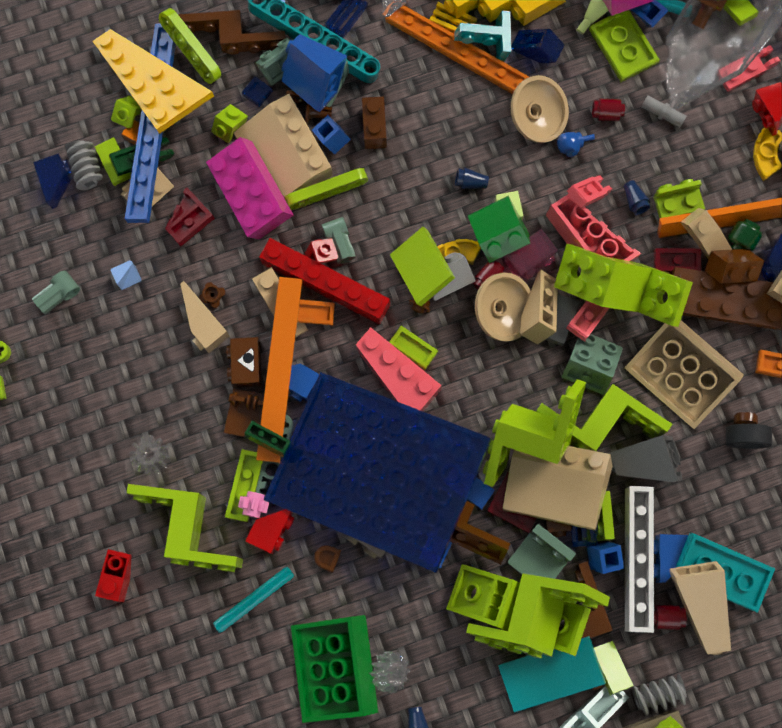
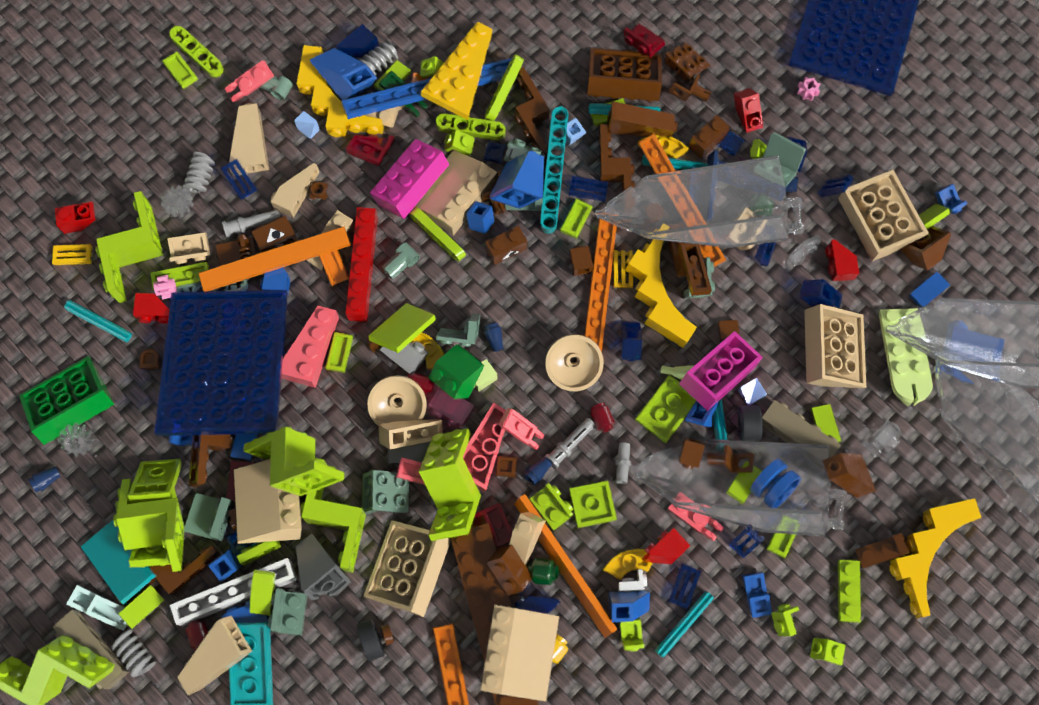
camera: 60 degrees right, 5 degrees down
(41, 313) = (250, 80): none -> coral hinge
(86, 206) = (344, 73): none -> blue slope
(106, 243) = (326, 103): none -> yellow arch
(117, 346) = (249, 140): none -> tan slope
(127, 417) = (198, 173): none -> light grey piece
(139, 375) = (230, 165): none -> clear blue tile
(172, 585) = (71, 260): none -> yellow tile
(213, 393) = (242, 224): none -> light grey pin
(214, 463) = (189, 246): none -> tan bracket
(216, 104) = (471, 124): none -> lime beam
(267, 439) = (214, 272): dark green piece -> none
(322, 251) = (382, 251): bracket -> none
(374, 41) = (576, 218): none -> lime tile
(426, 56) = (581, 260): none -> reddish brown brick
(462, 204) = (464, 337): none -> sand green bracket
(488, 35) = (619, 298): teal bracket -> none
(571, 142) = (561, 400): blue piece -> none
(618, 225) = (506, 466): none -> reddish brown tile
(624, 162) = (563, 449): none -> light grey pin
(659, 525) = (261, 592): none -> lime slope
(682, 510) = (287, 612): none -> sand green bracket
(686, 37) = (691, 452): none -> reddish brown brick
(694, 158) = (593, 504): none -> lime plate

